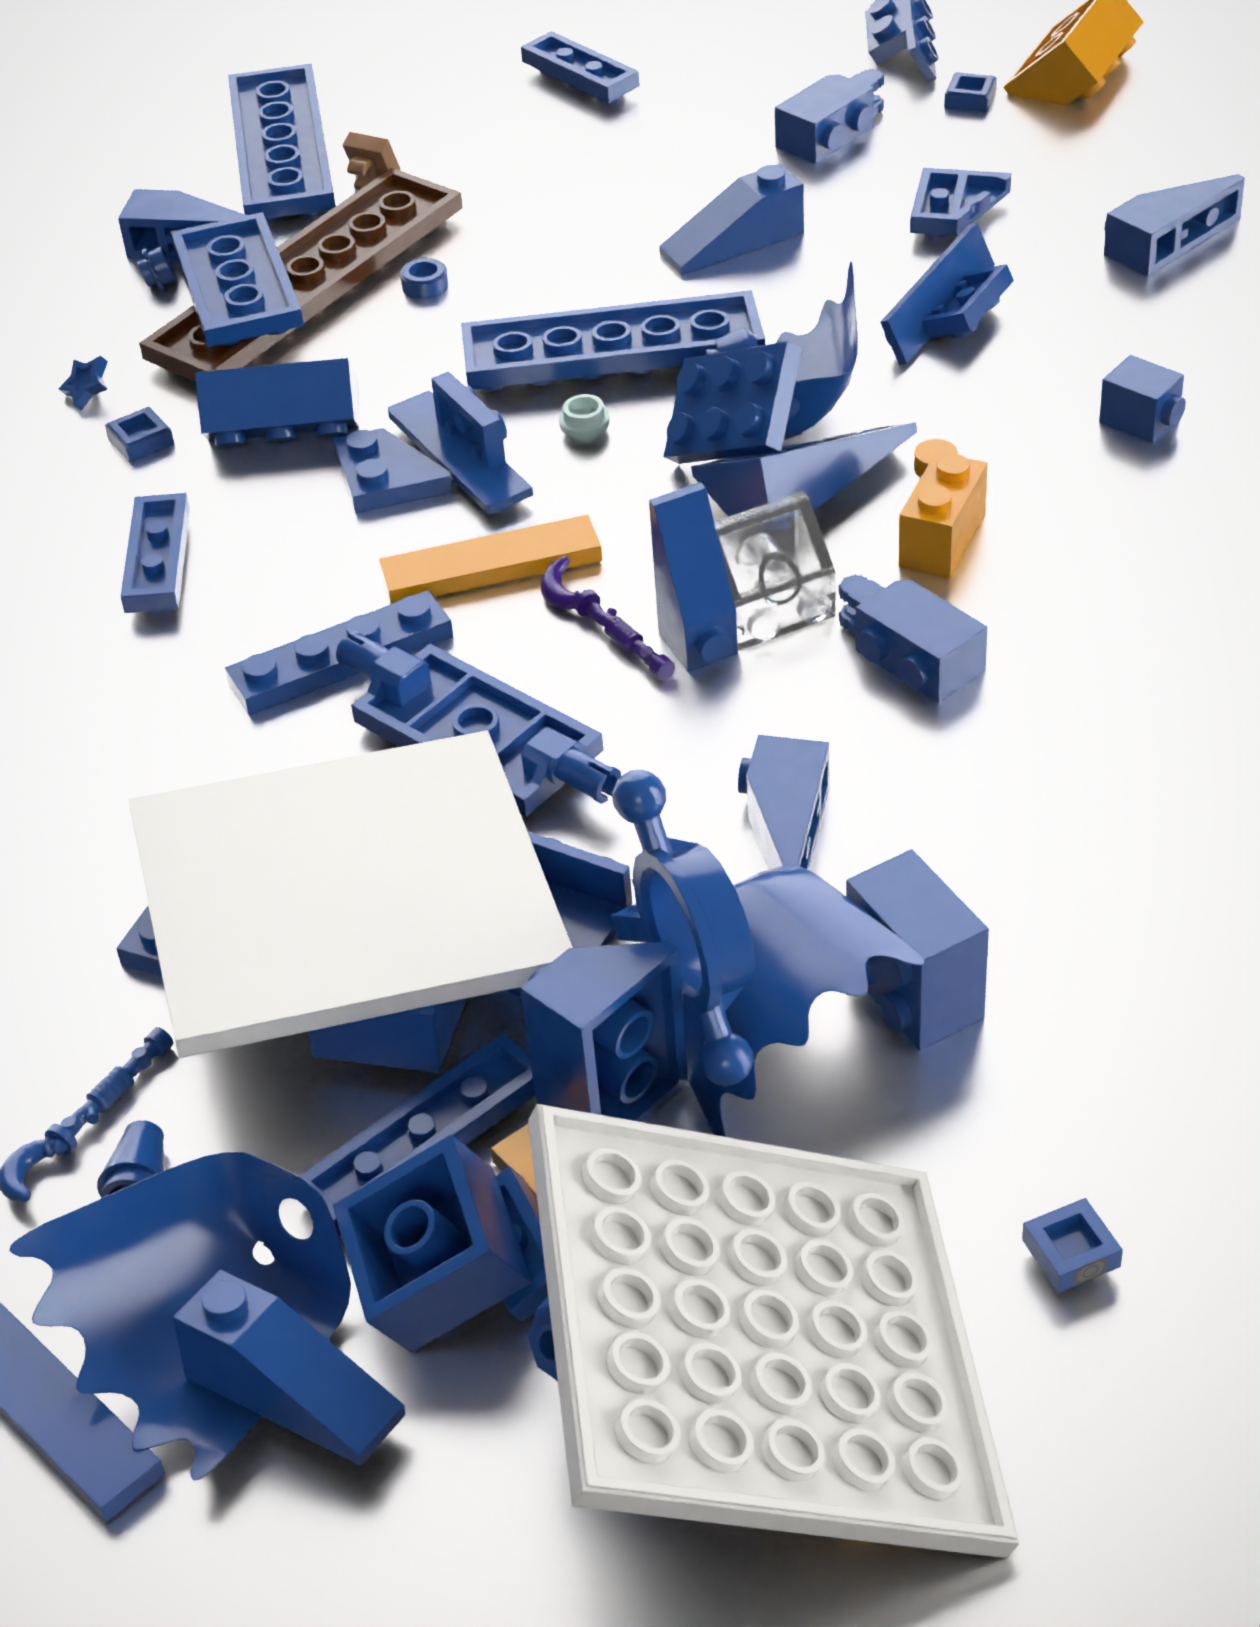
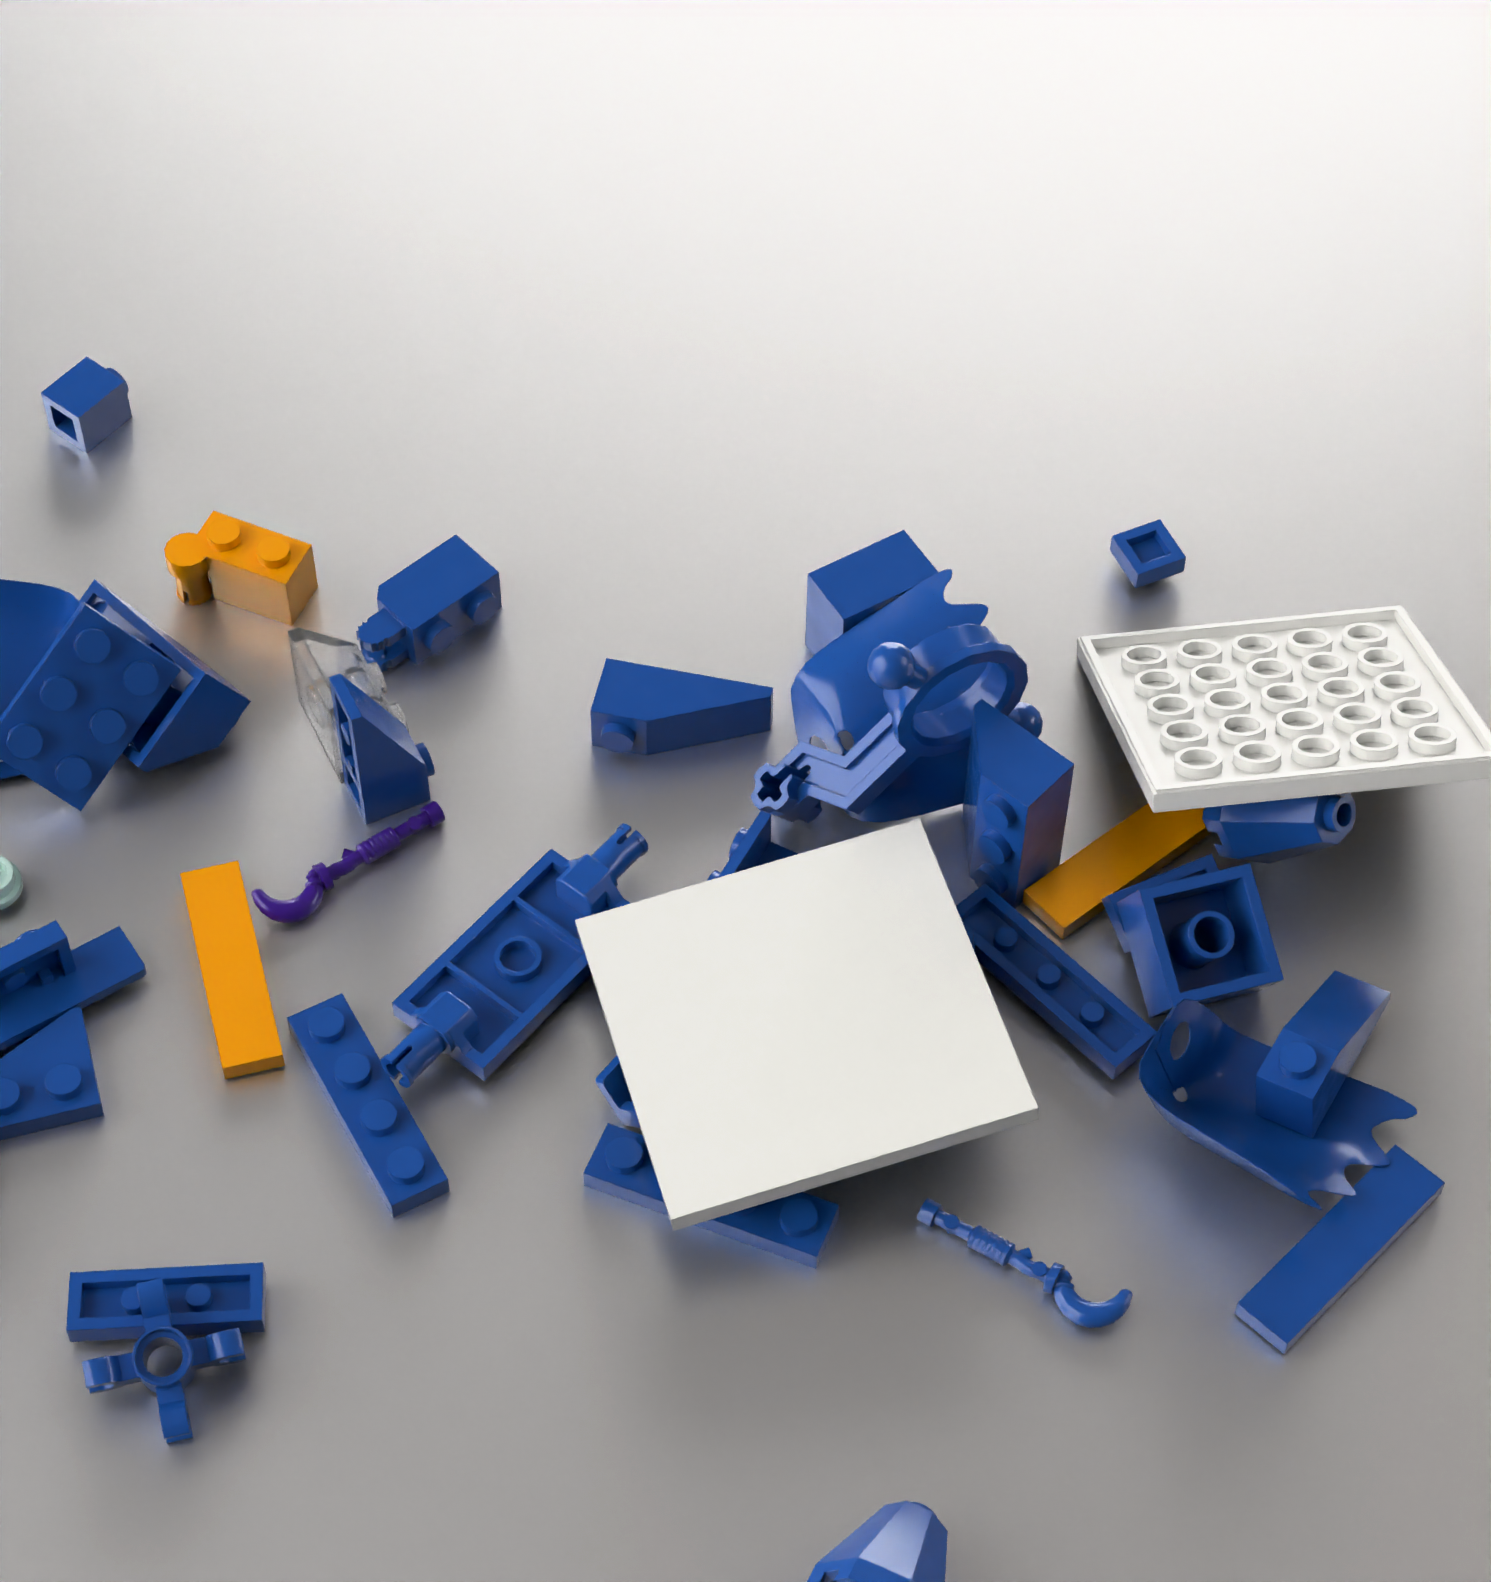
camera: 95 degrees left, 10 degrees up
(91, 546) = (119, 1370): none -> blue pin
(134, 1158) = (1096, 1201): blue cone -> none

